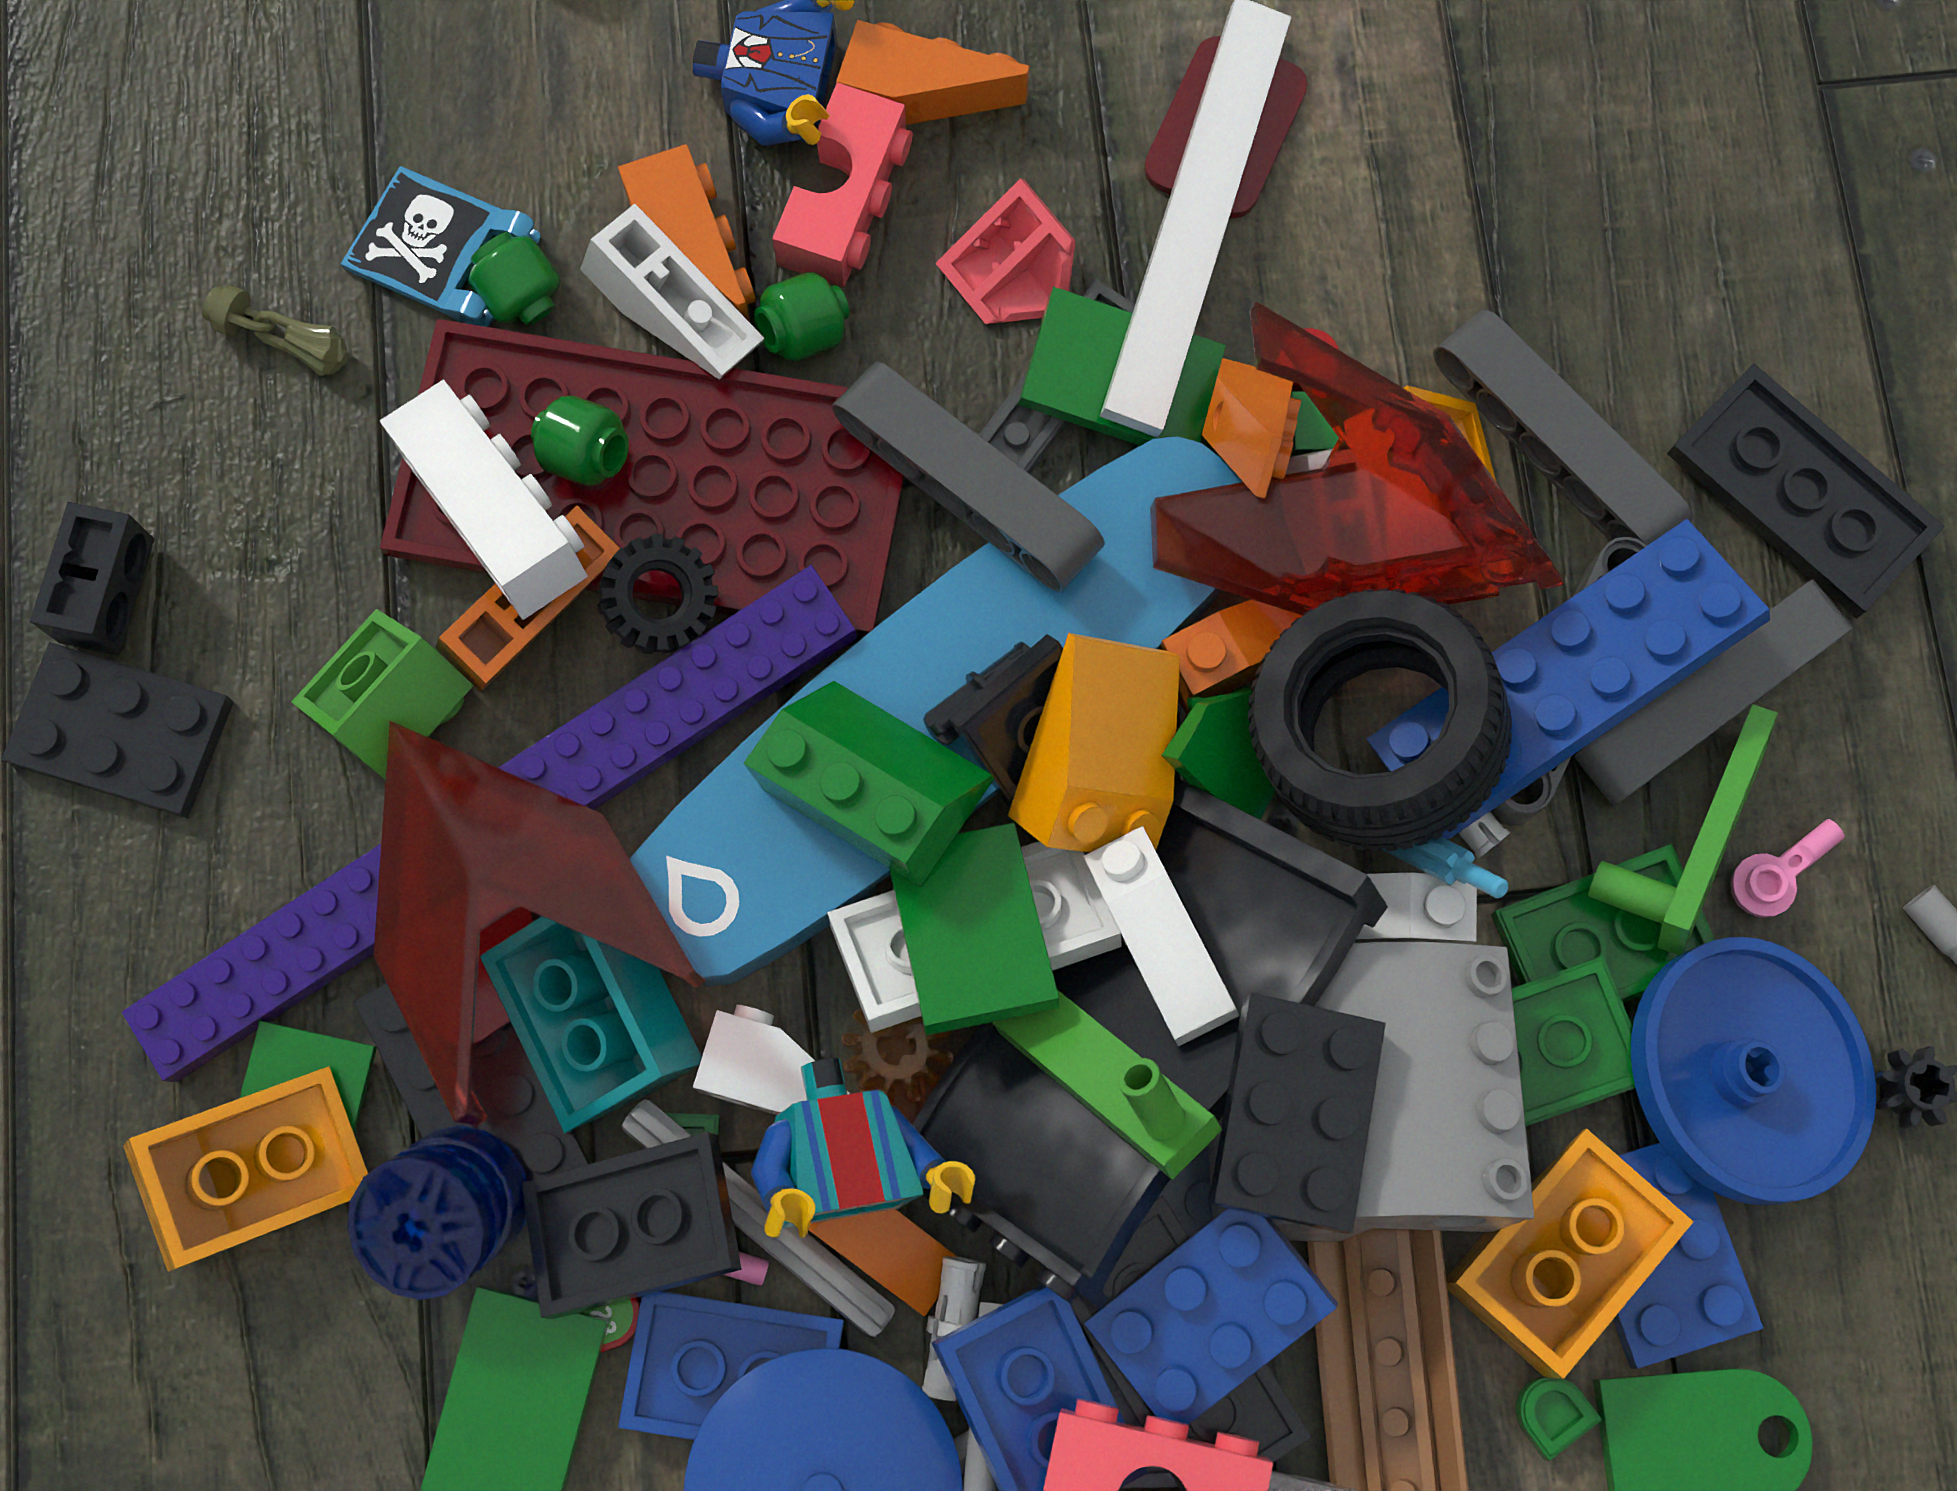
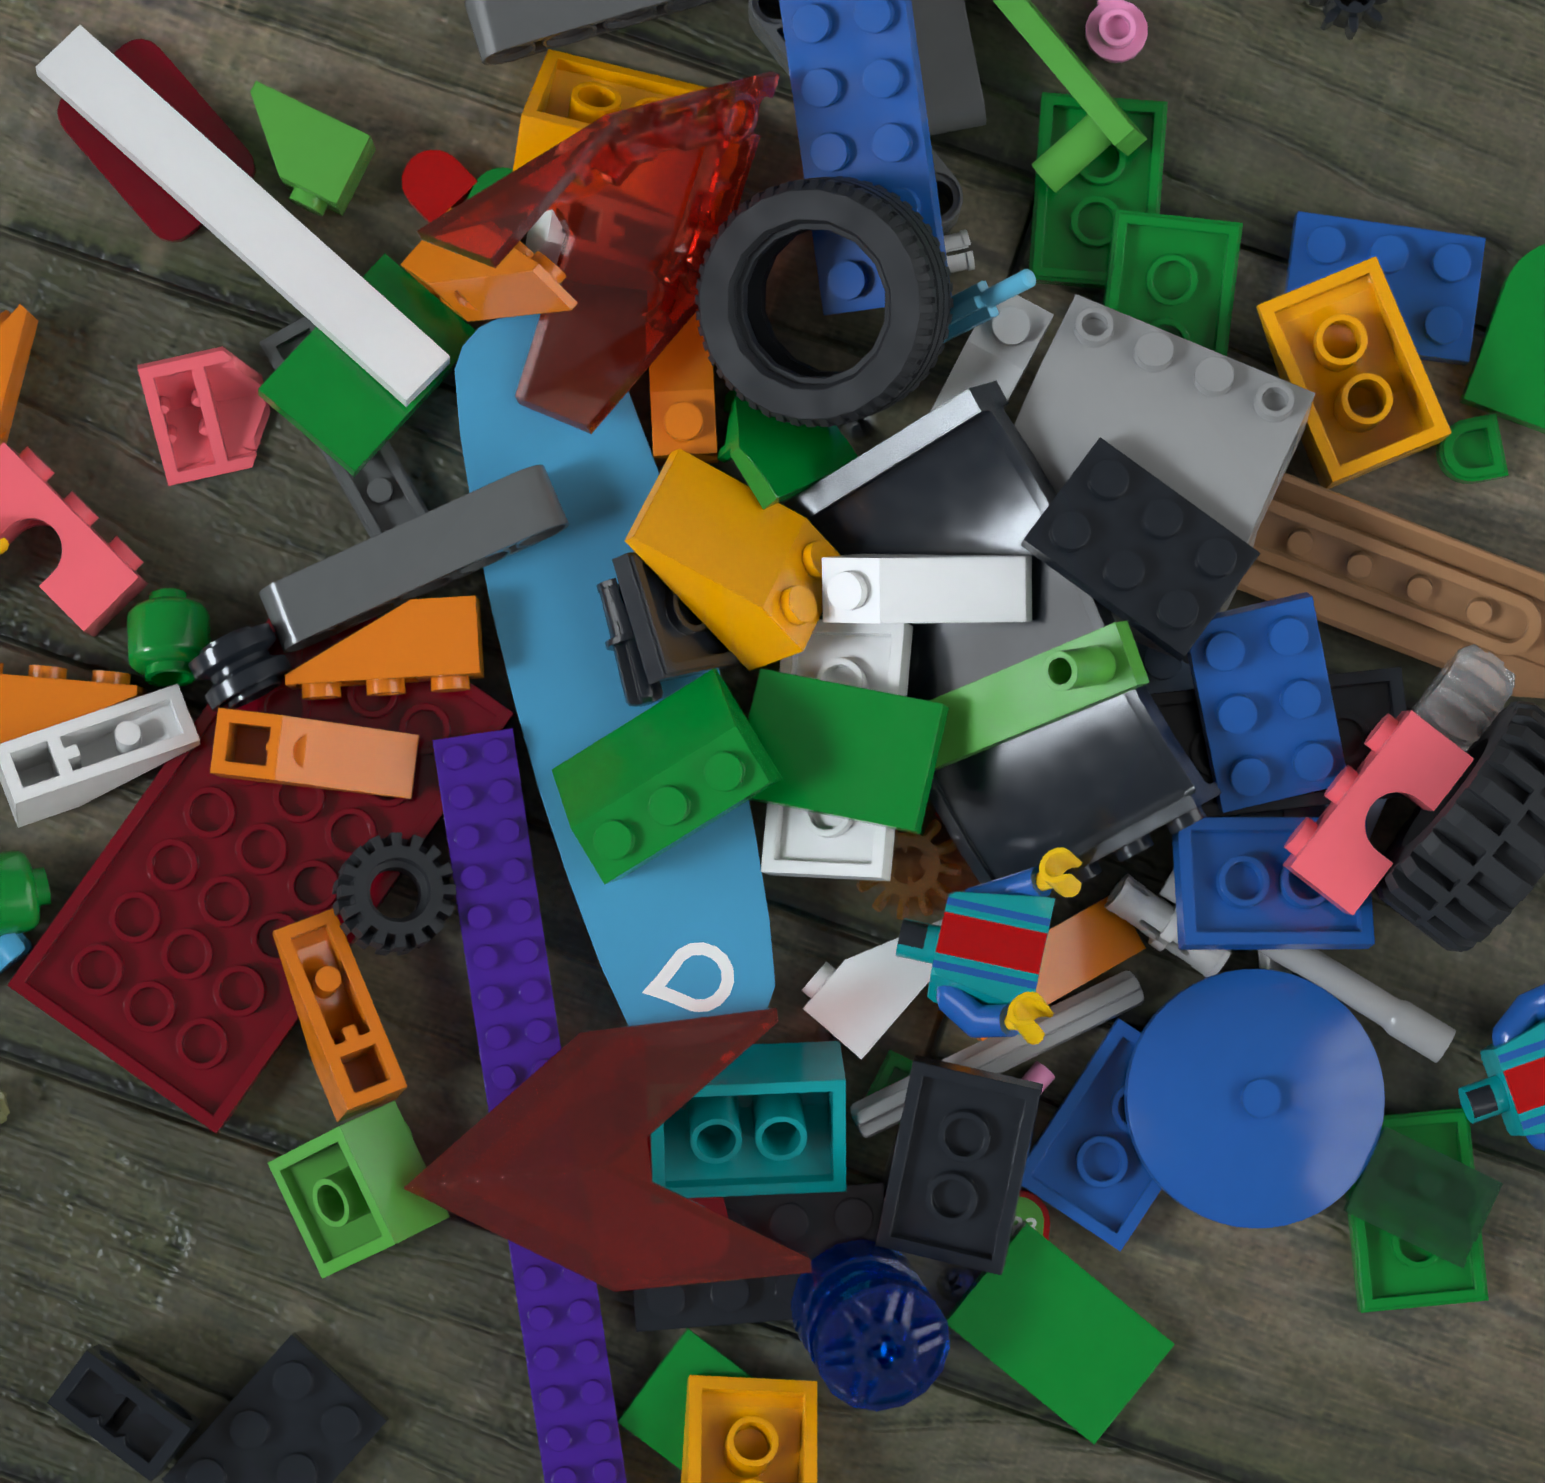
camera: 65 degrees left, 10 degrees up
(485, 499) = (232, 1011): white brick -> none
(579, 440) = (207, 901): green head -> none
(751, 468) = (313, 754): none -> orange slope
(800, 374) = (240, 667): none -> black wheel
(891, 509) = (412, 643): none -> orange slope
(1282, 246) = (312, 151): none -> bright green slope
(1753, 1071) = (1272, 131): blue dish -> none

